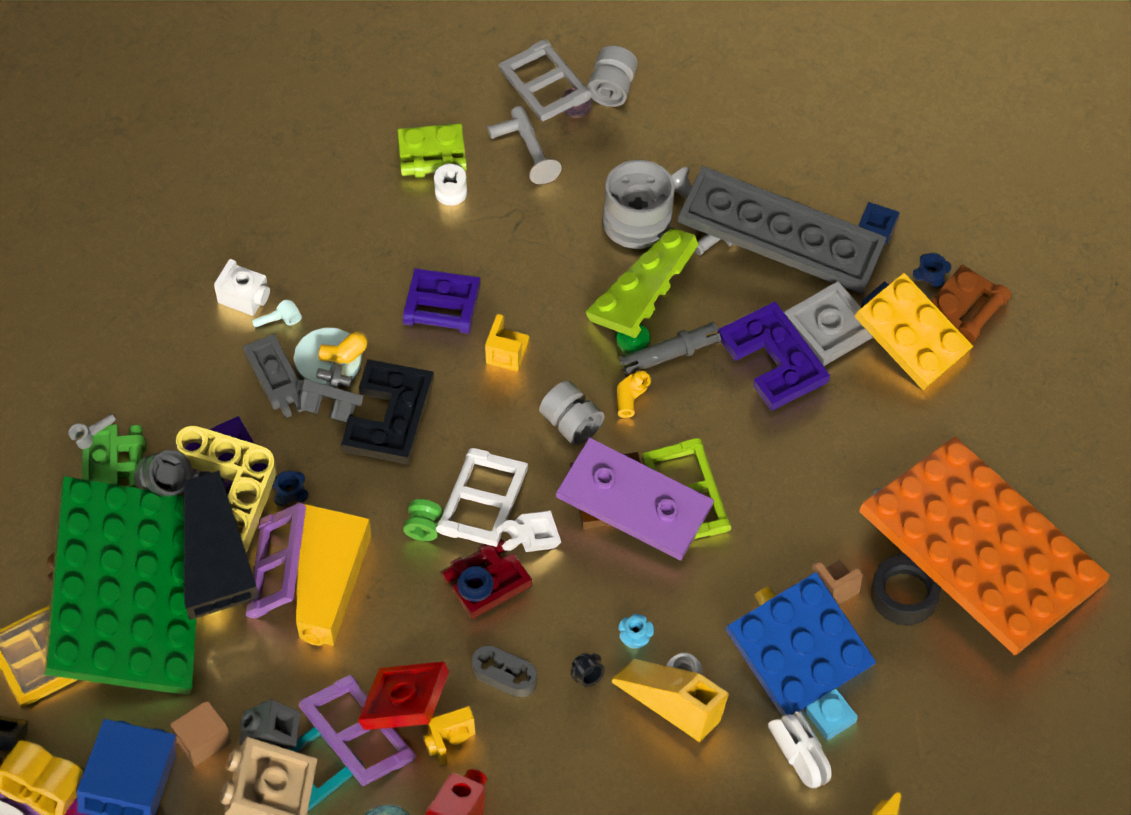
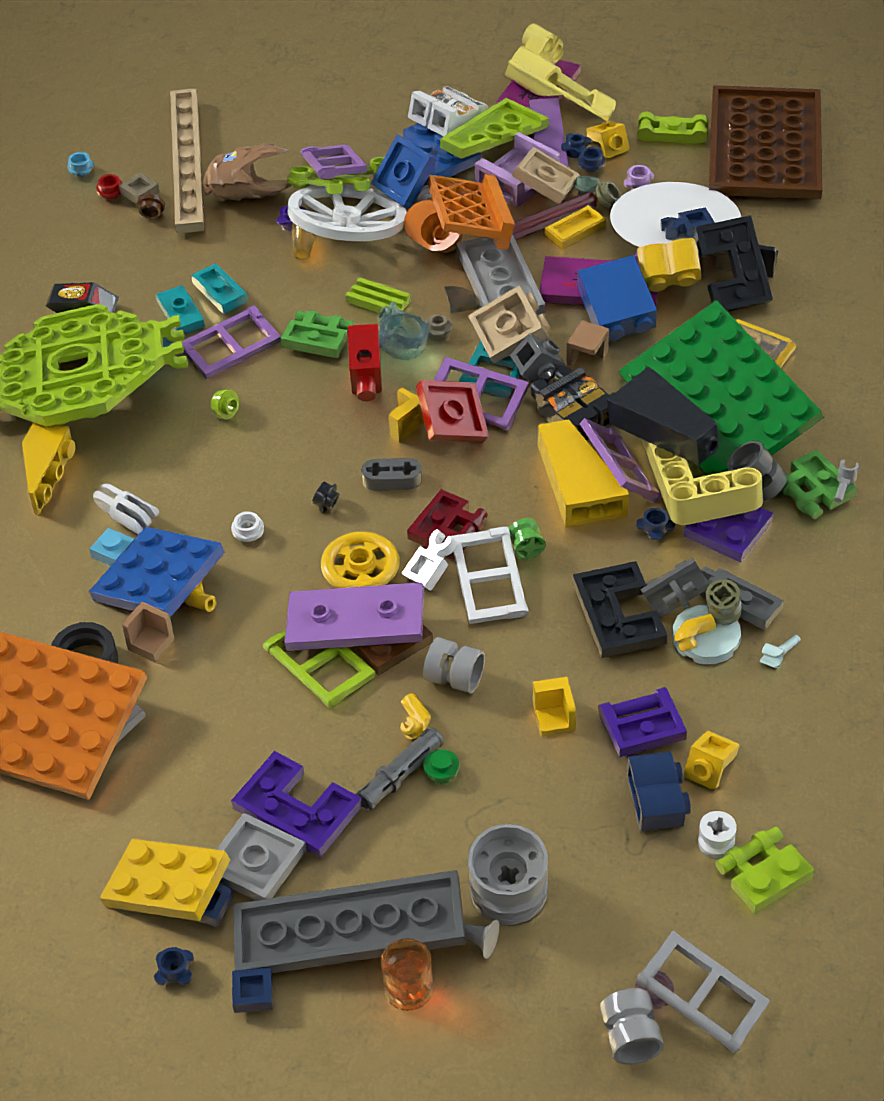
camera: 155 degrees right, 10 degrees down
(241, 288) = (828, 652): white brick -> none
(269, 673) = (571, 398): none -> black hips
(301, 351) = (729, 607): none -> olive wheel
(408, 243) = (709, 758): none -> yellow bracket
(473, 234) = (657, 792): none -> dark blue brick
(475, 575) = (447, 498): dark blue plate -> none
(544, 169) = (638, 892): light grey piece -> none
(602, 549) = (360, 560): none -> yellow plate
(635, 639) = (302, 539): medium azure plate -> none
(638, 288) = (460, 807): lime wing -> none
(676, 695) = (233, 493): yellow slope -> none
(757, 166) = (407, 974): none -> clear orange wheel
(962, 293) = (134, 950): dark orange plate -> none

